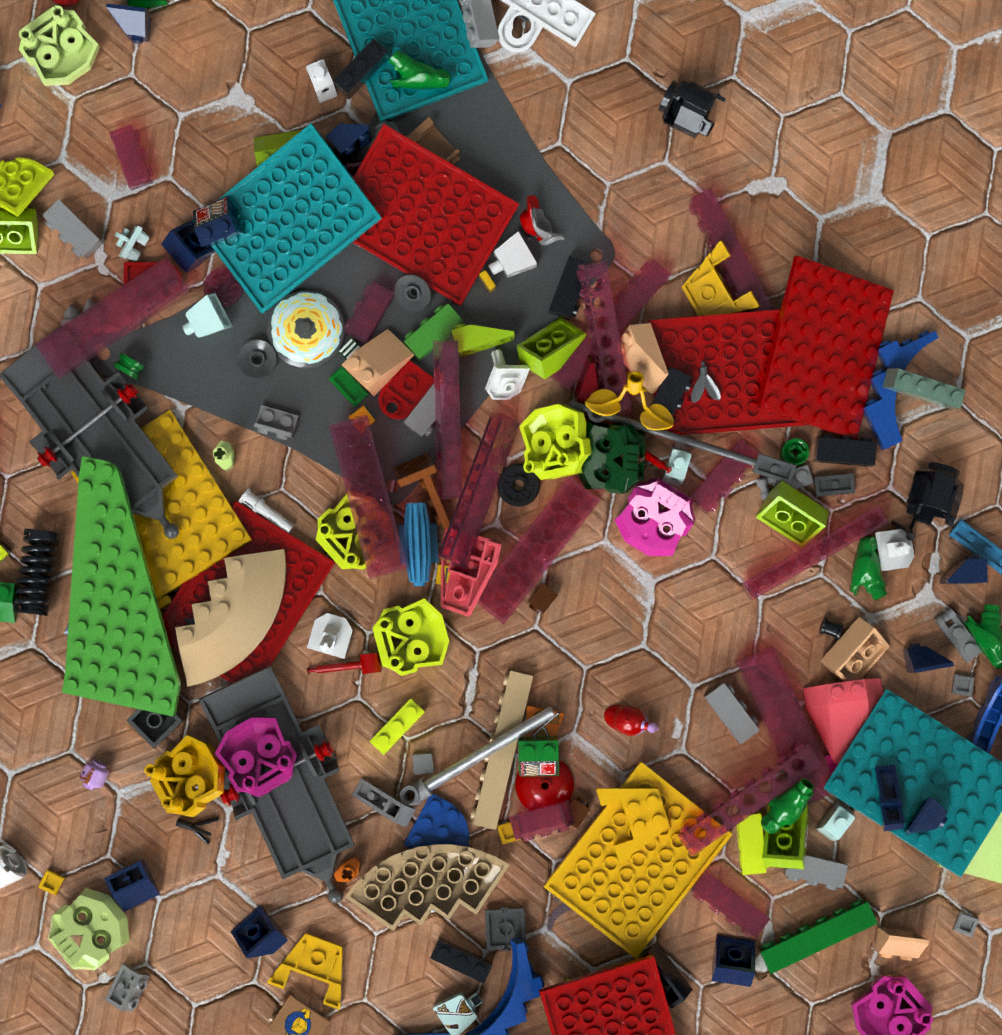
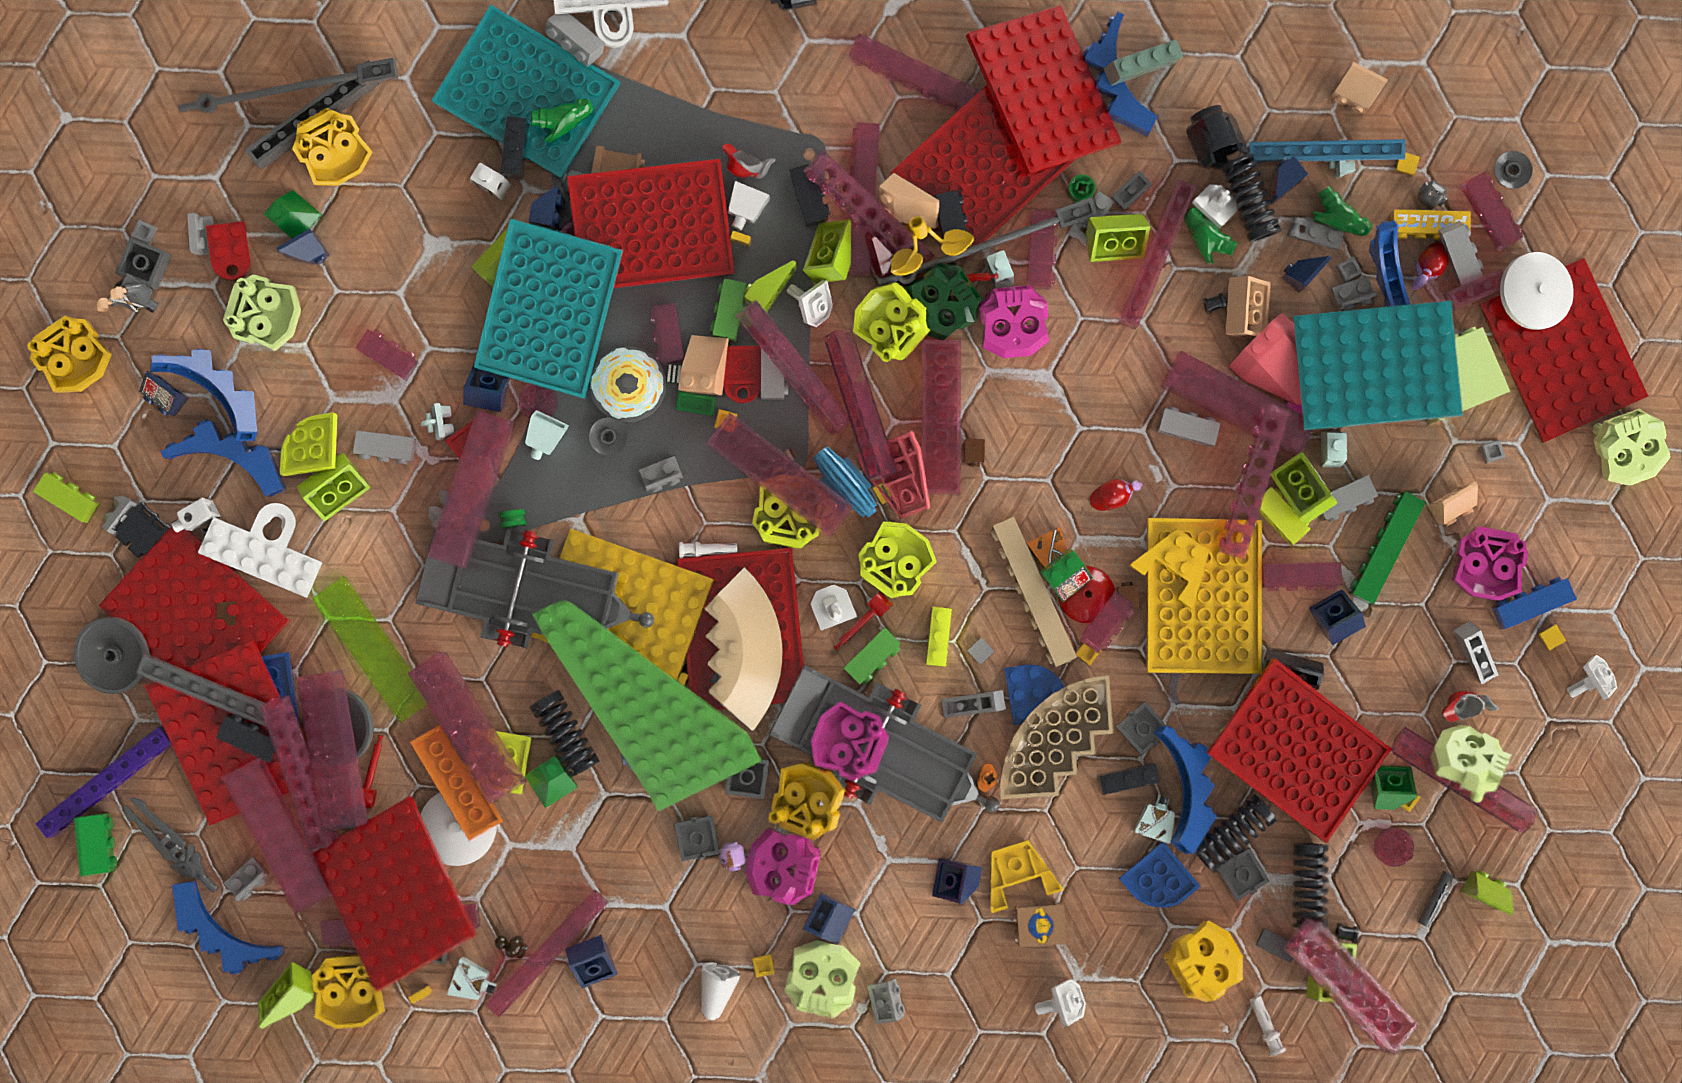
camera: 30 degrees left, 0 degrees up
(77, 738) = (697, 838): none -> dark grey plate
(118, 803) = (767, 863): none -> dark pink brick
(193, 827) = (840, 837): black plant -> none
(216, 222) = (494, 353): dark blue slope -> none
(224, 455) = (641, 531): yellowish green piece -> none
(332, 701) = (873, 657): none -> bright green brick
(407, 298) = (686, 299): dark grey dish -> none
(422, 468) = (803, 423): dark orange piece -> none
(423, 788) = (996, 668): flat silver piece -> none
(515, 497) = (891, 390): black wheel -> none
(702, 382) = (969, 187): dark grey piece -> none
(708, 292) = (919, 115): yellow wing -> none
(788, 806) = (1288, 463): green animal -> none
(845, 451) = (1119, 158): black brick -> none
(889, 798) = (1361, 396): dark blue slope -> none
(908, 530) = (1216, 181): black plant -> none
(913, 597) = (1260, 230): none -> black piece
(927, 818) = (1402, 388): dark blue slope -> none
(951, 707) = (1353, 293): none -> light grey bracket

